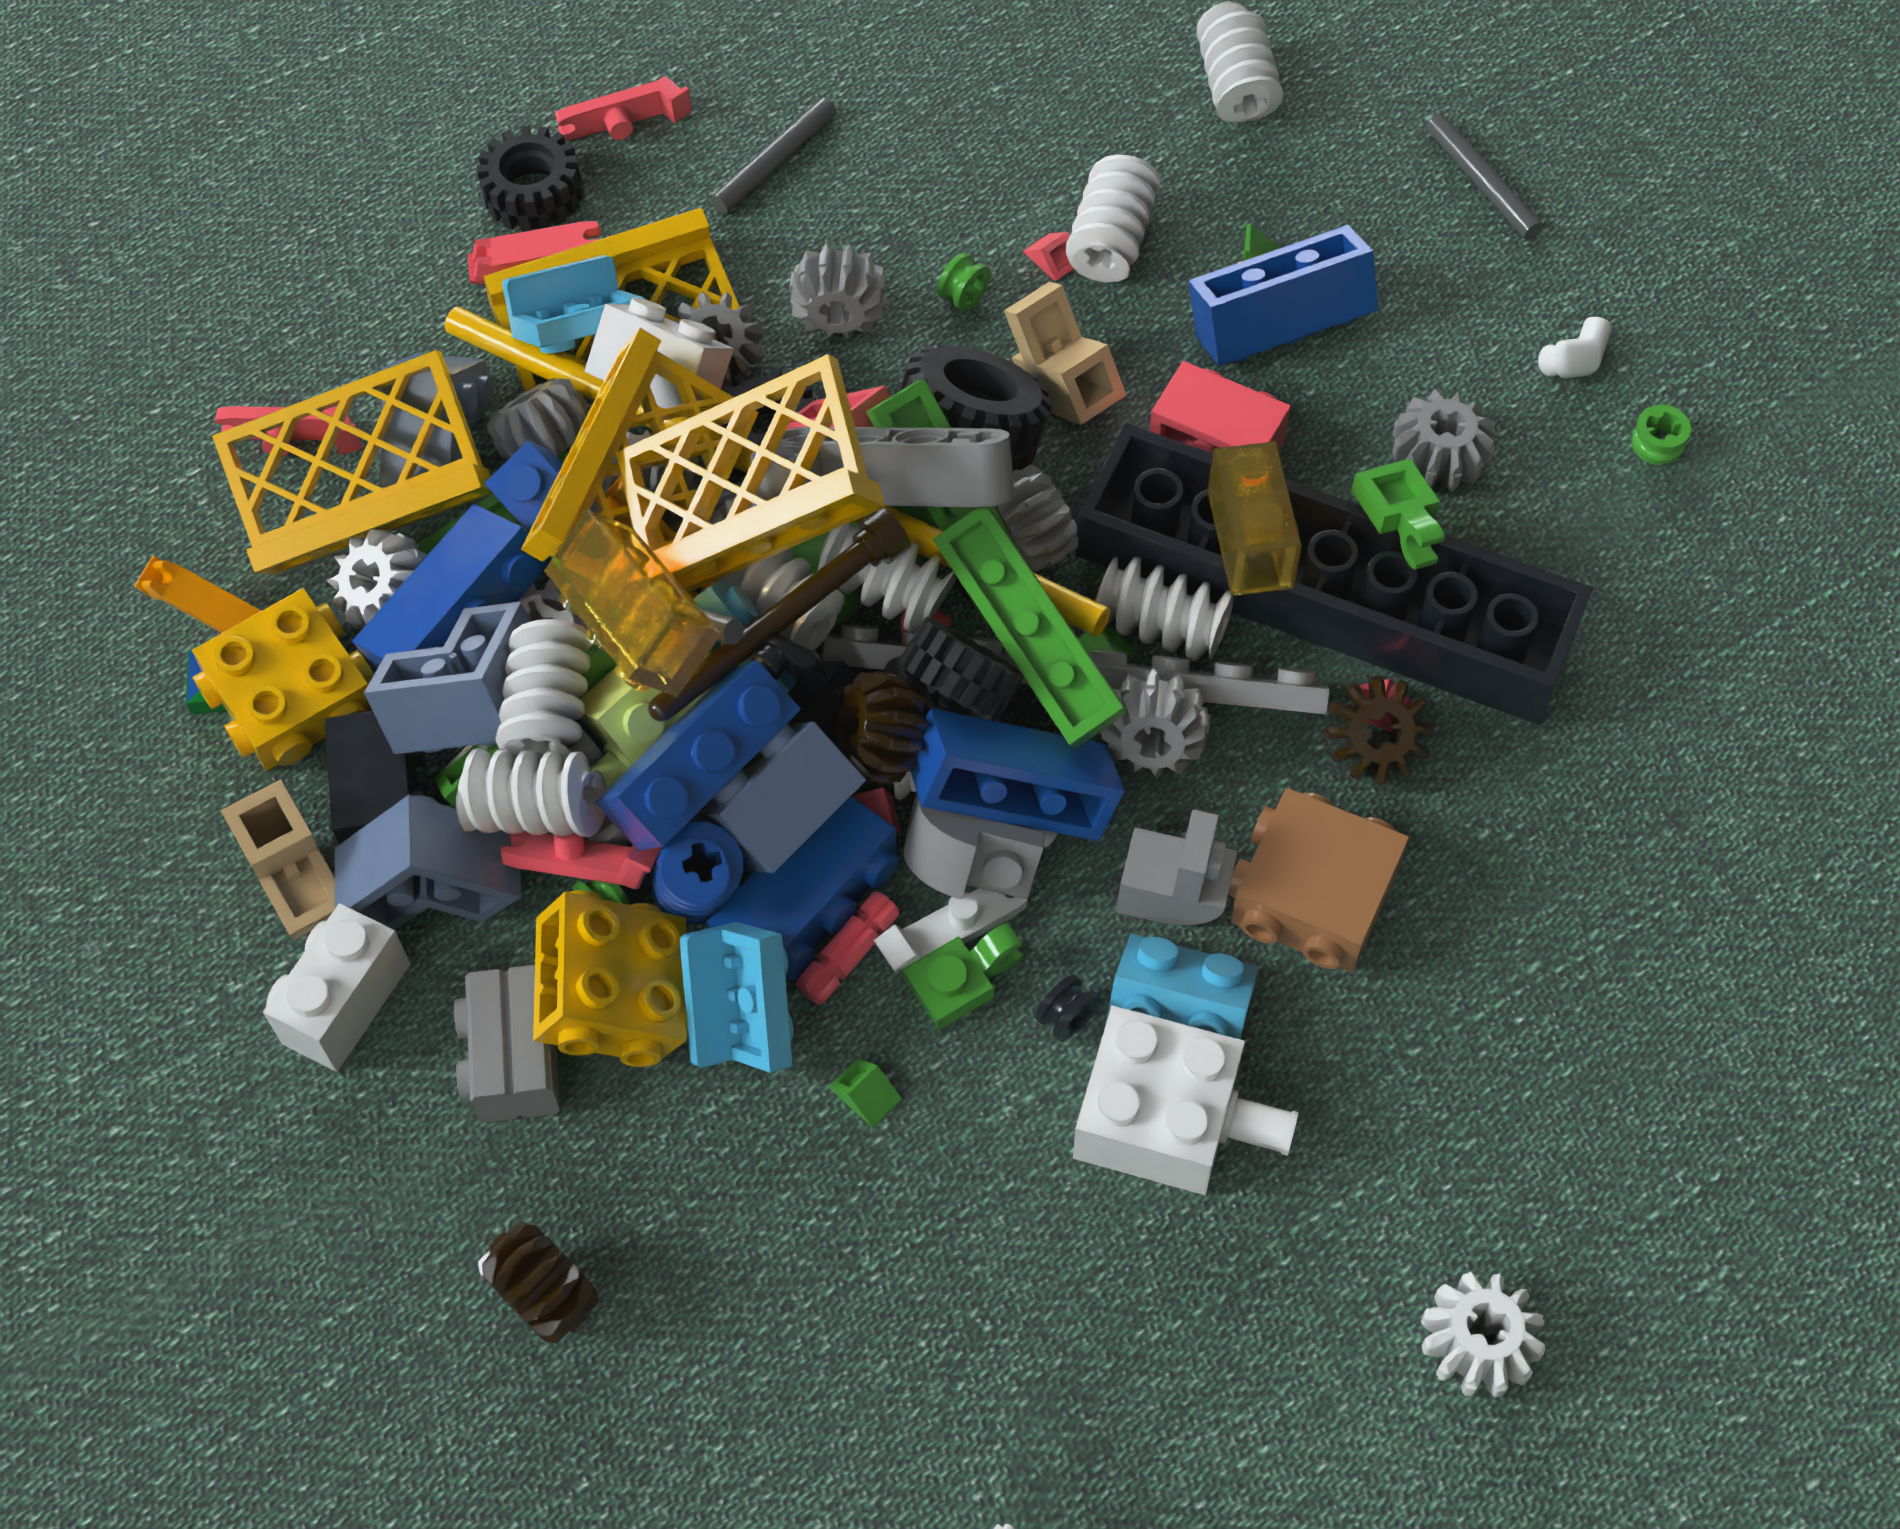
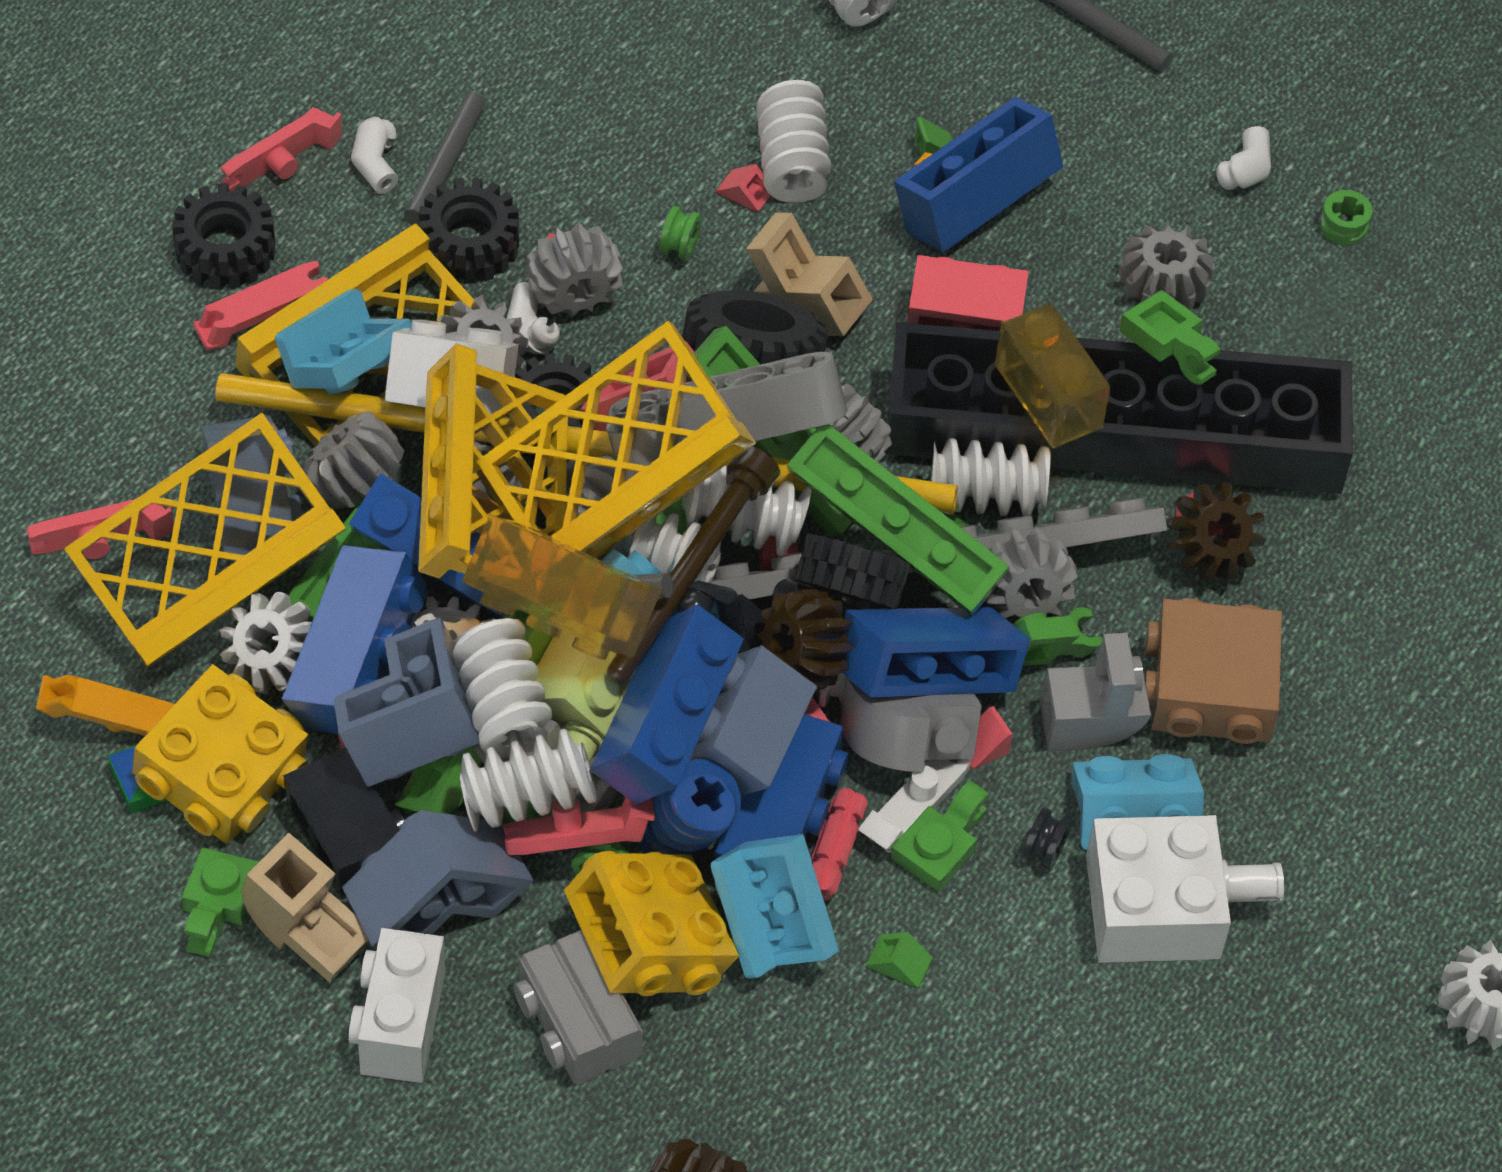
camera: 25 degrees left, 5 degrees down
(202, 843) = (214, 897): none -> bright green plate
(710, 119) = (368, 150): none -> white arm
(761, 205) = (476, 206): none -> black tyre
(778, 339) = (525, 305): none -> white arm
(1052, 883) = (992, 738): none -> coral piece
(1156, 794) = (1056, 636): none -> bright green plate

